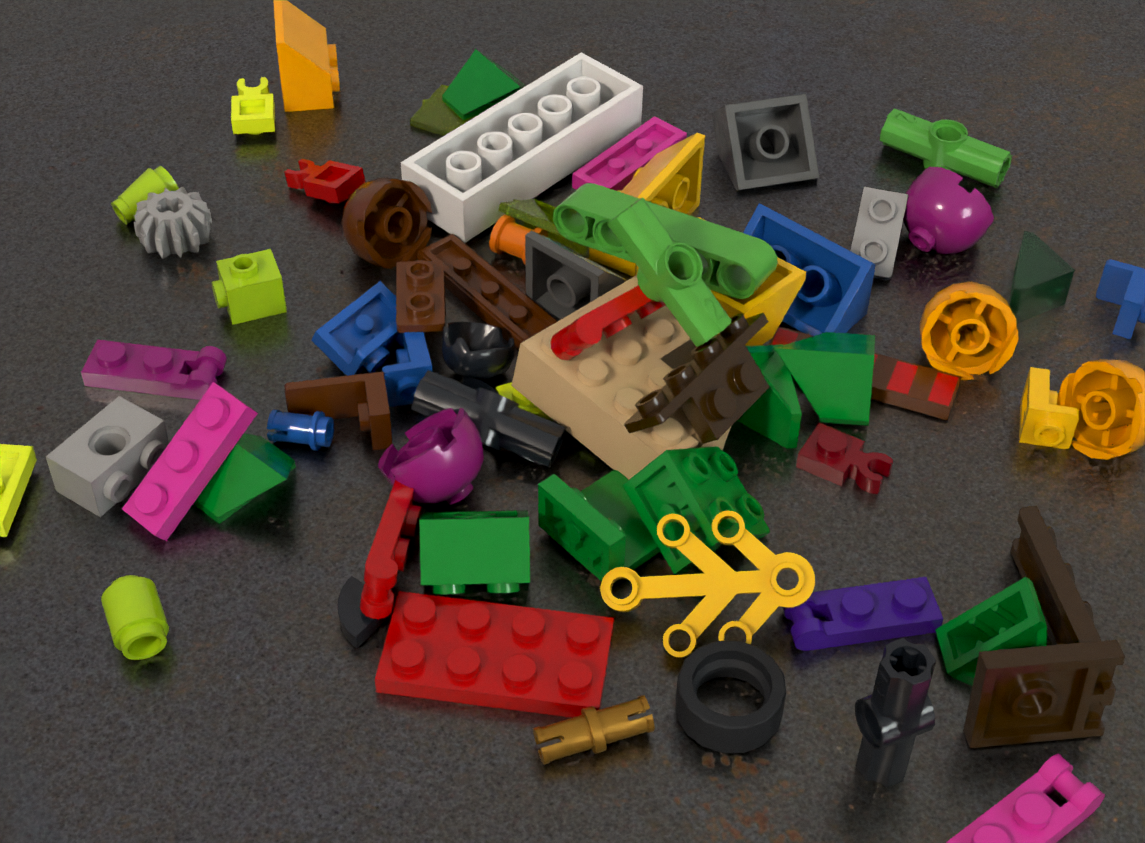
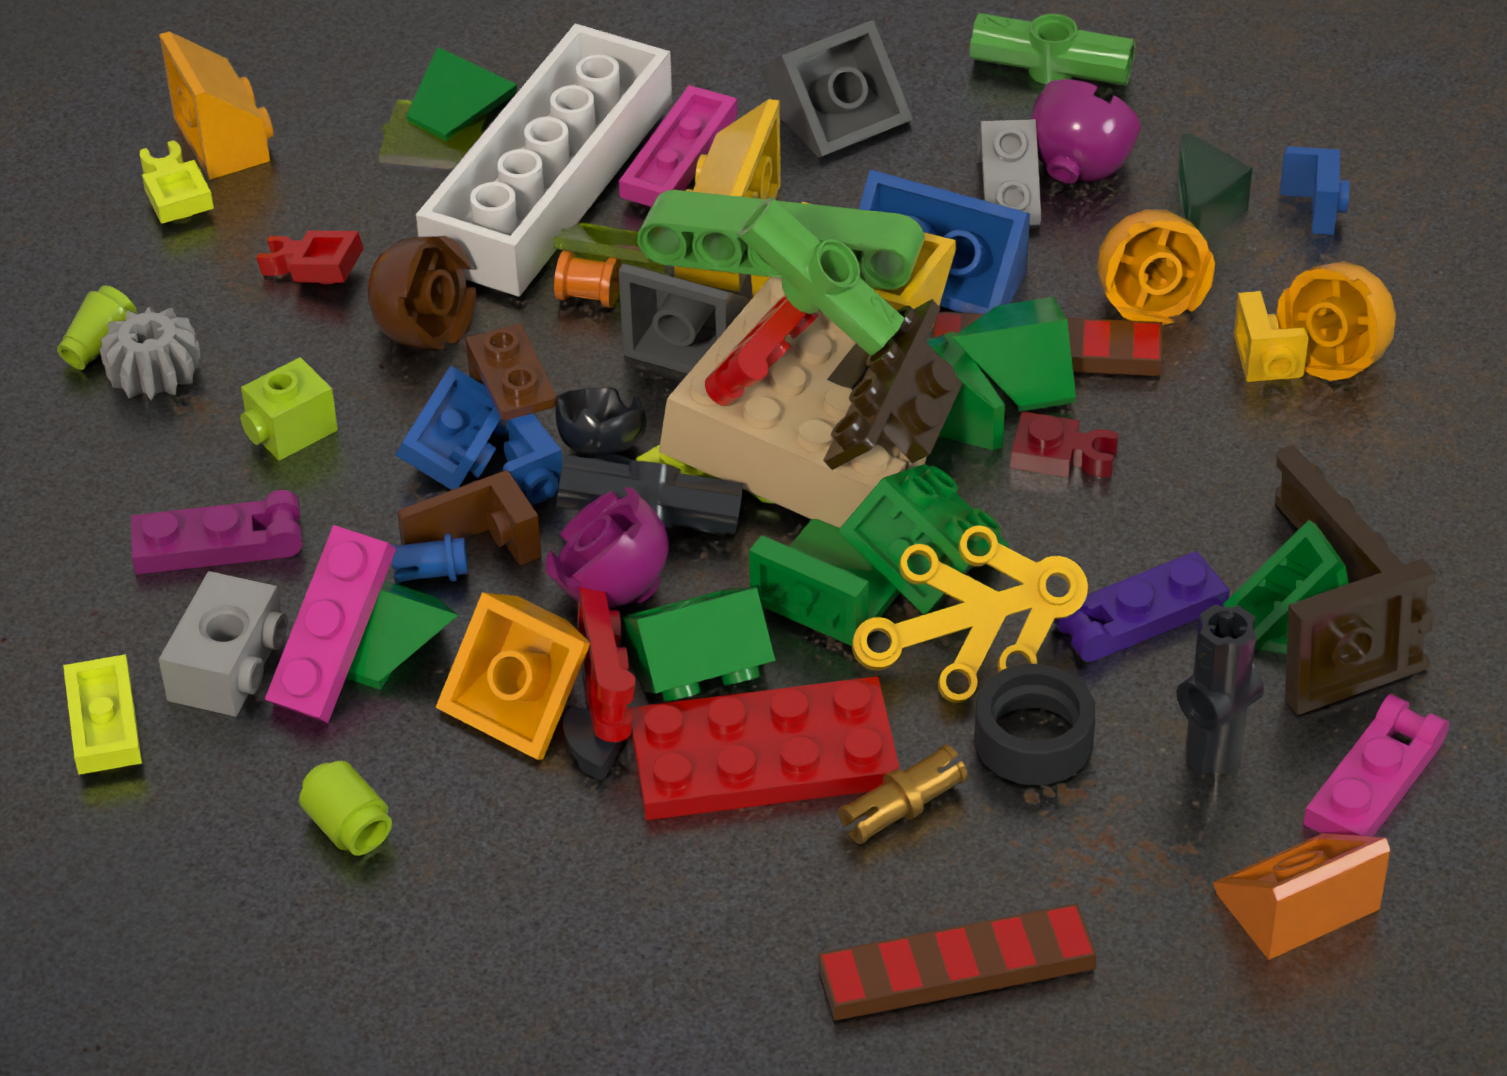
camera: 15 degrees left, 0 degrees up
(317, 535) = (514, 672): none -> light orange slope
(487, 290) = (583, 352): reddish brown tile -> none

